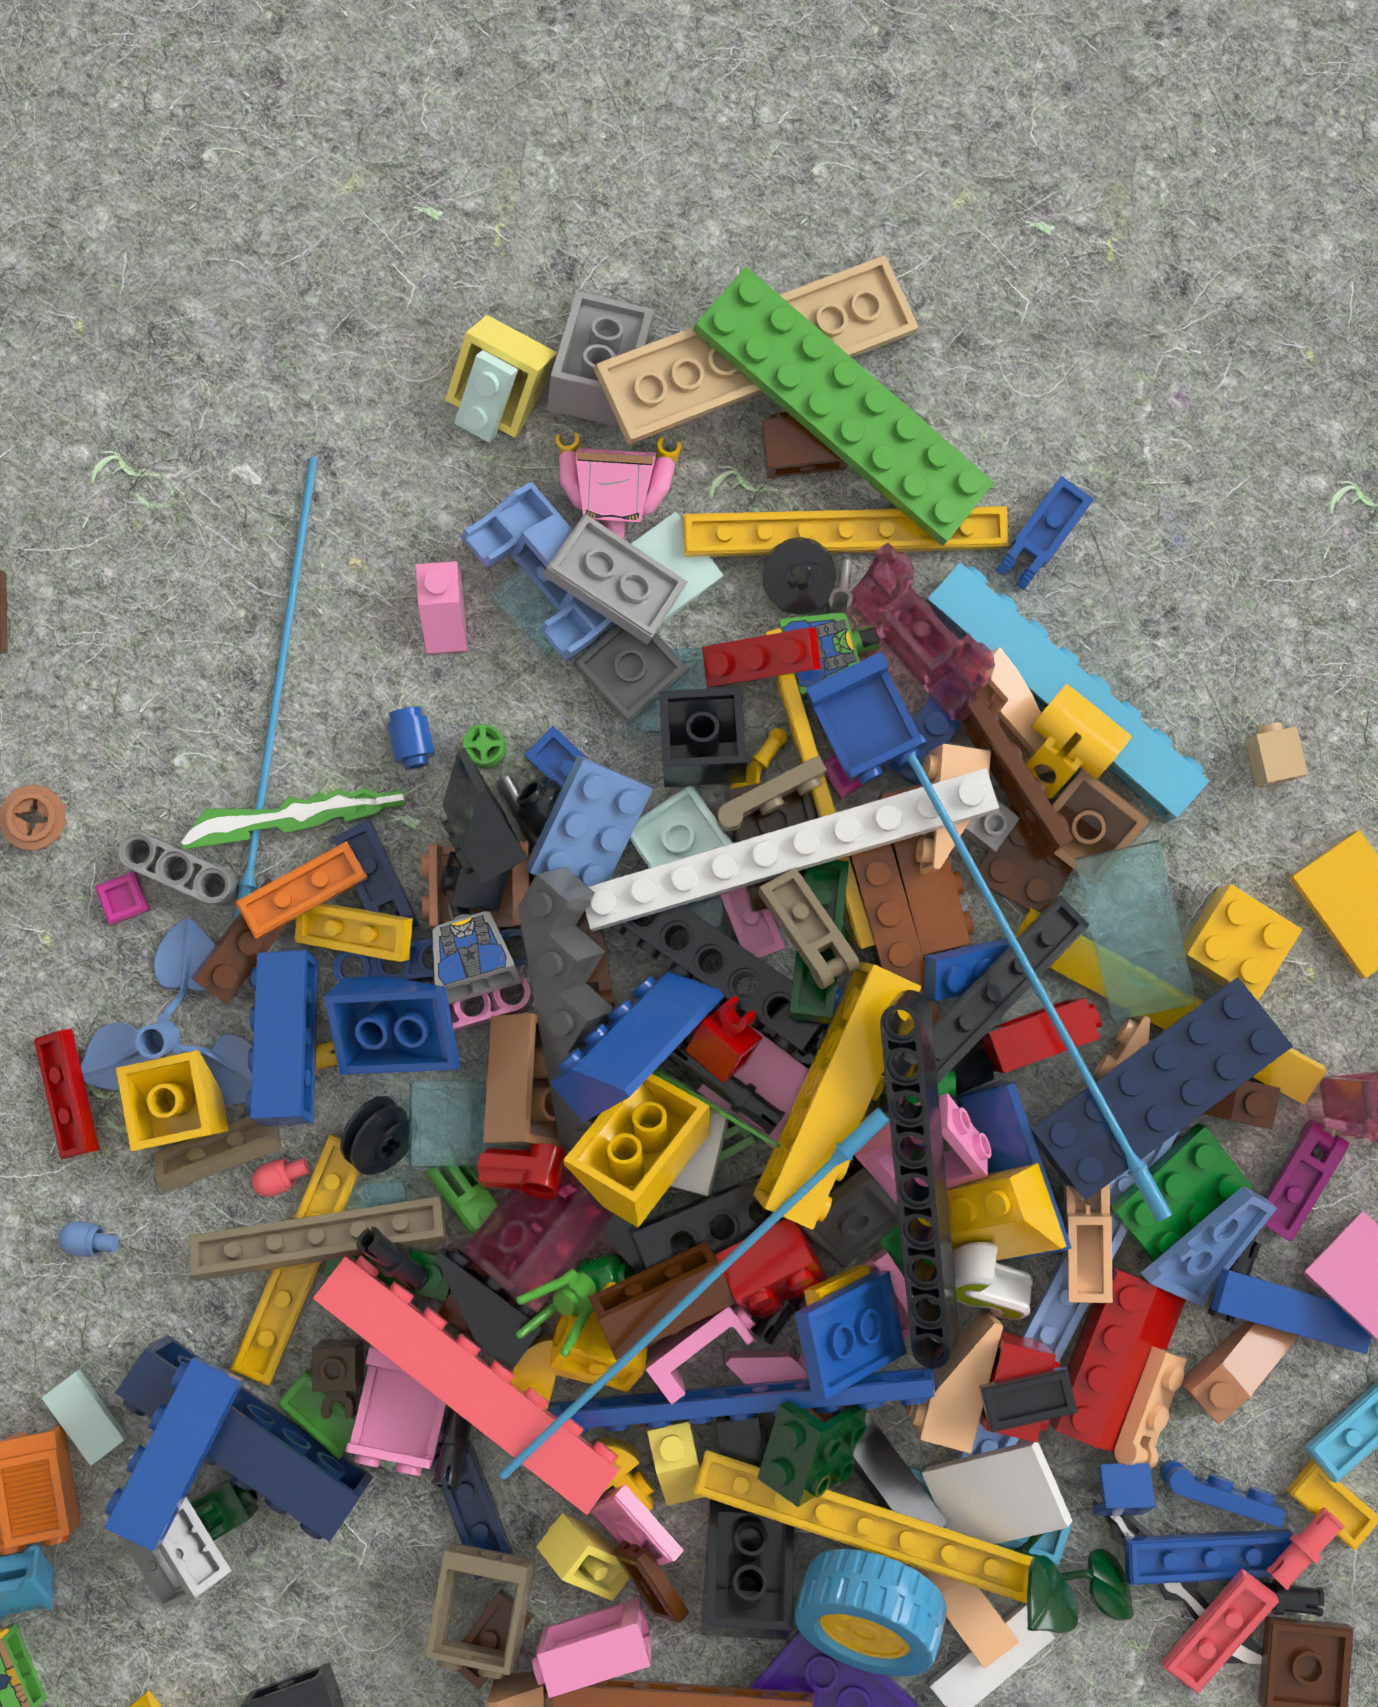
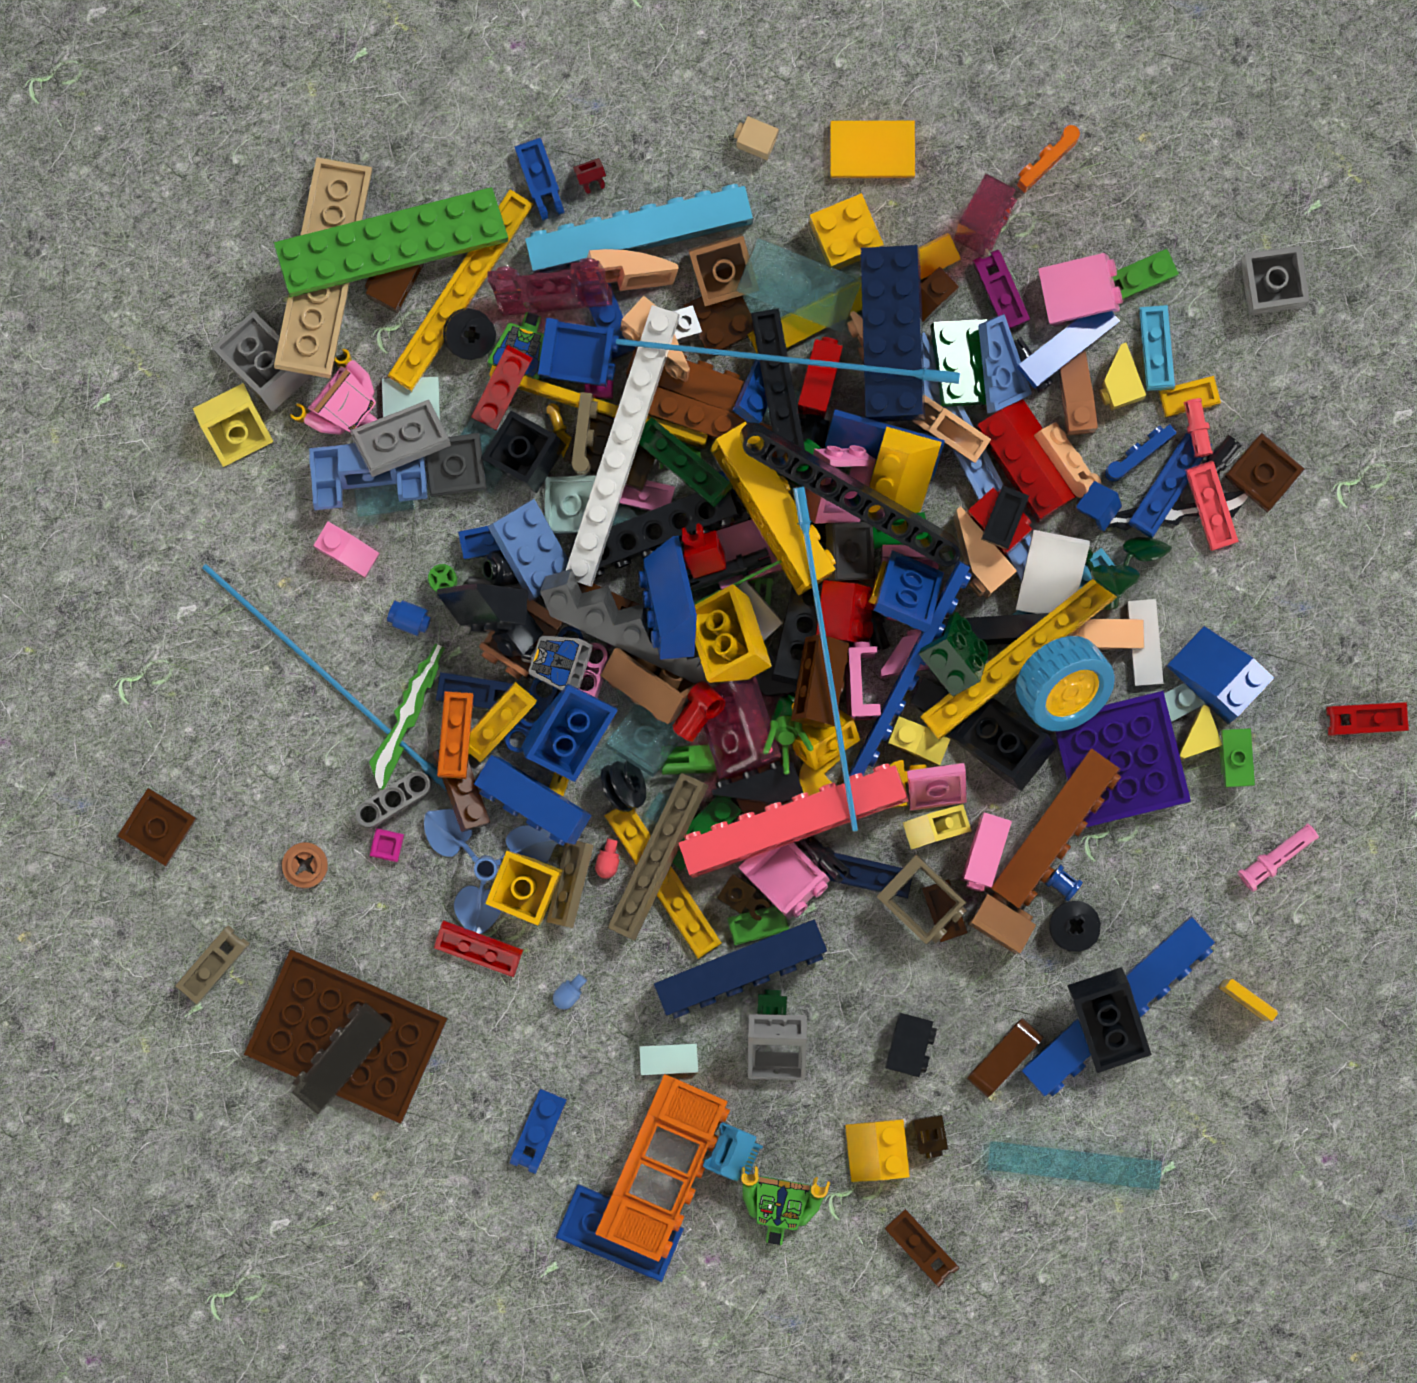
camera: 55 degrees left, 0 degrees up
(173, 1454) = (720, 996): blue brick -> none
(392, 1259) = (697, 818): black pin -> none
(486, 396) = (241, 440): light aqua plate -> none
(651, 1582) = (972, 798): reddish brown tile -> none
(808, 927) = (672, 462): dark tan plate -> none
(841, 595) = (495, 317): light grey hand -> none
(990, 1284) = (937, 501): white animal -> none
(1008, 768) = (676, 293): reddish brown plate -> none
(1075, 738) = (669, 244): yellow piece -> none
(1092, 585) = (589, 172): none -> dark red tile
(1296, 1408) = (1122, 382): none -> light yellow slope

